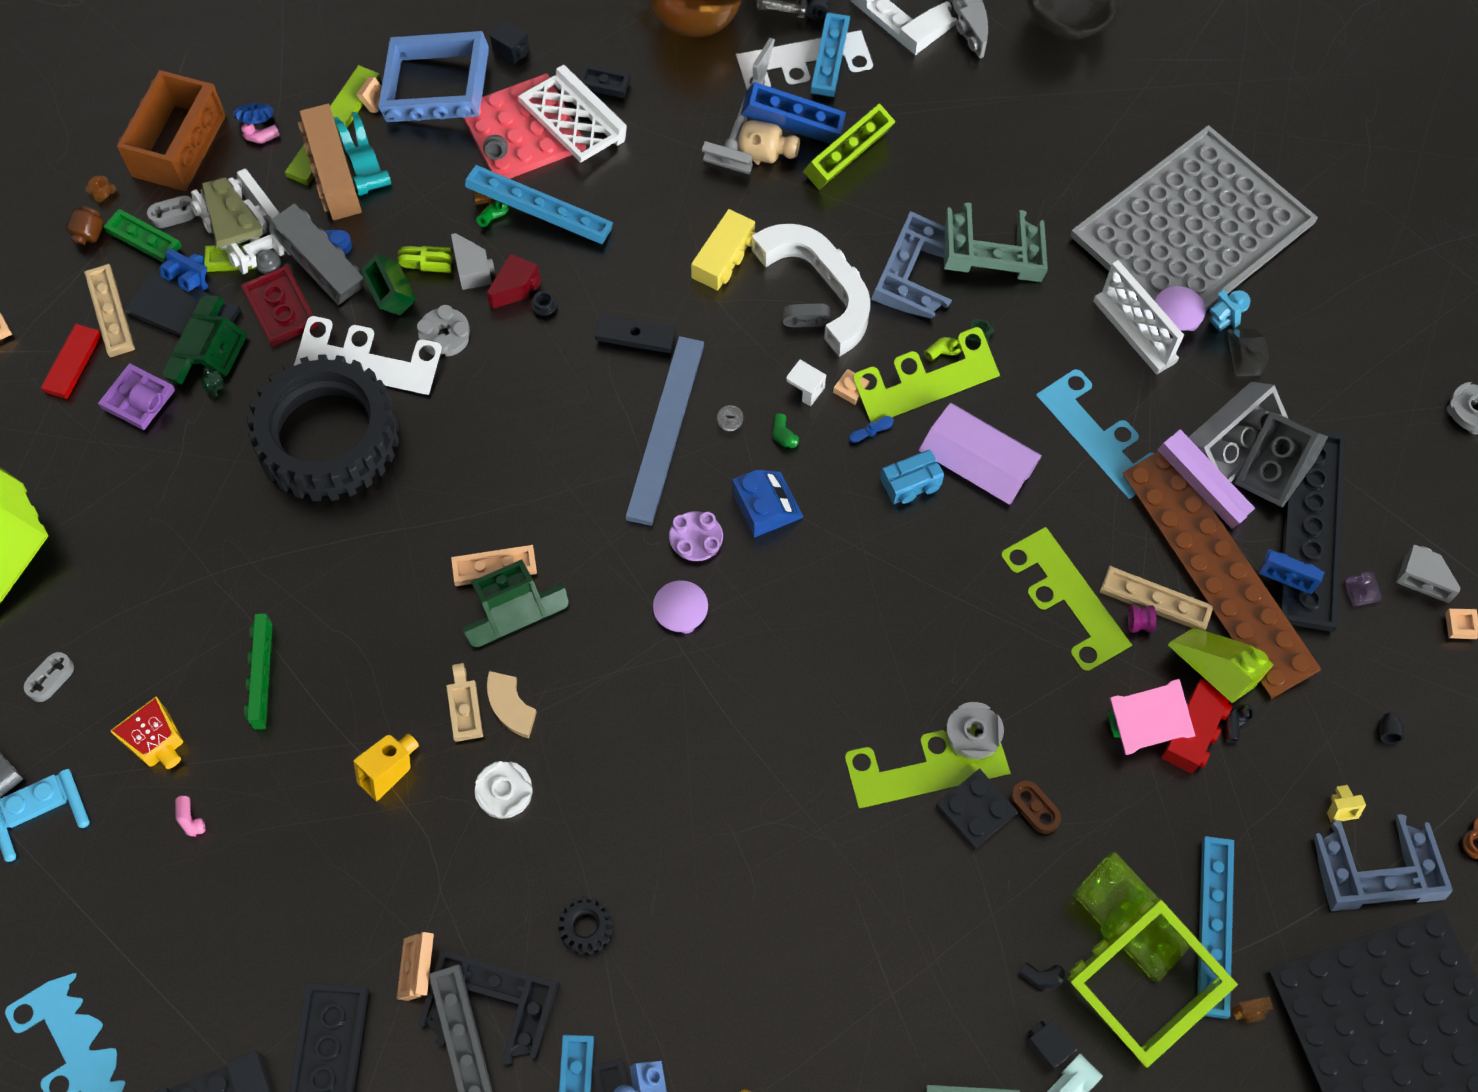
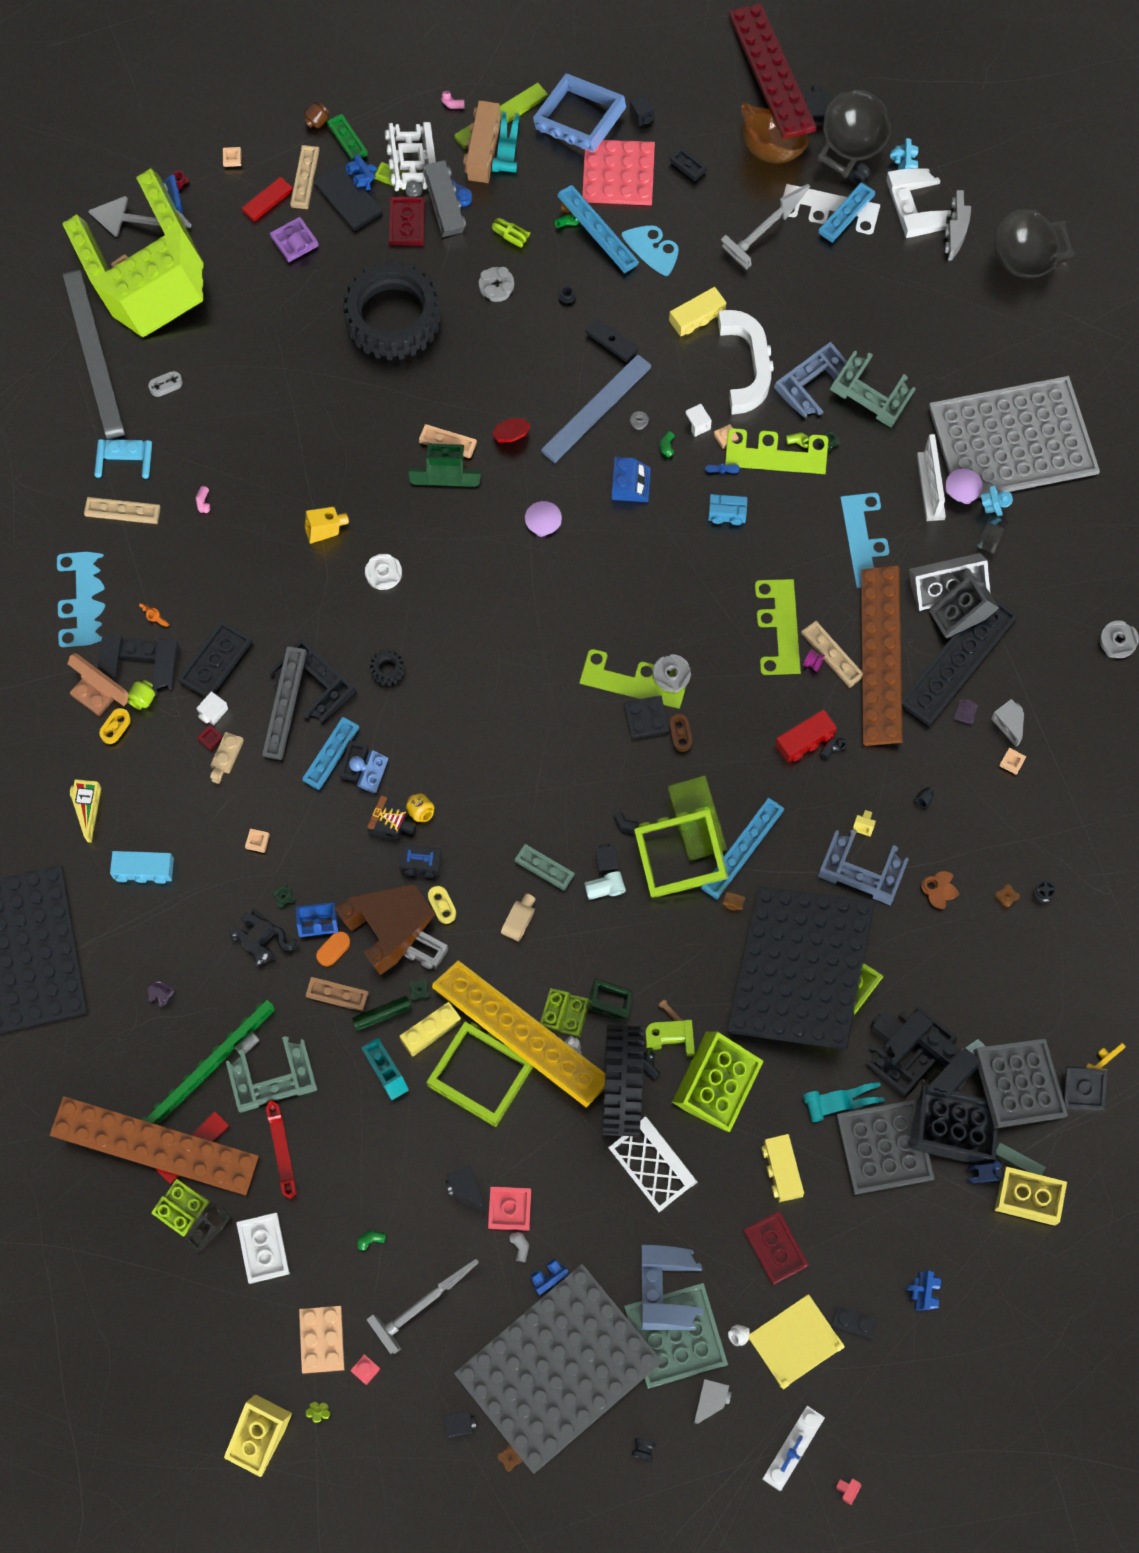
camera: 30 degrees right, 5 degrees up
(72, 892) = (122, 510): none -> tan tile
(100, 188) = (337, 90): clear orange plate -> none
(151, 735) = (205, 444): torso -> none
(171, 212) = (372, 130): light grey beam -> none
(191, 141) = (406, 88): dark orange hose -> none
(199, 1027) = (153, 615): none -> orange piece
(207, 341) = (351, 224): dark green plate -> none
(212, 381) = (342, 250): clear green plate -> none
(228, 214) = (403, 149): olive wing -> none
(253, 113) = (454, 86): blue gear -> none
(258, 682) = (279, 442): green plate -> none
(370, 94) = (533, 105): light nougat plate -> none
(388, 284) = (477, 238): dark green piece -> none
(409, 376) = (447, 292): white piece -> none
(415, 966) = (283, 640): light nougat plate -> none
(464, 706) = (386, 513): tan plate -> none
(472, 263) = (536, 248): light grey slope -> none
(495, 147) = (591, 178): dark grey plate -> none
(508, 706) = (412, 525): tan tile -> none
(513, 282) = (555, 272): dark red slope -> none
(572, 510) = (511, 430): none -> red piece
(590, 106) = (667, 178): white fence -> none
(604, 202) = (643, 246): none -> medium azure piece
(696, 535) = (576, 481): lavender dish -> none
(766, 142) = (766, 253): tan piece -> none
(793, 113) = (792, 242): blue brick -> none
(806, 315) = (724, 378): dark grey beam -> none
(849, 146) = (818, 280): lime brick -> none
(980, 453) = (779, 514): lavender slope -> none
(1150, 717) = (777, 714): bright pink piece -> none
(1206, 479) = (905, 596): lavender slope -> none
(1223, 662) = (843, 707): lime slope -> none
(1291, 571) = (921, 675): blue bracket -> none

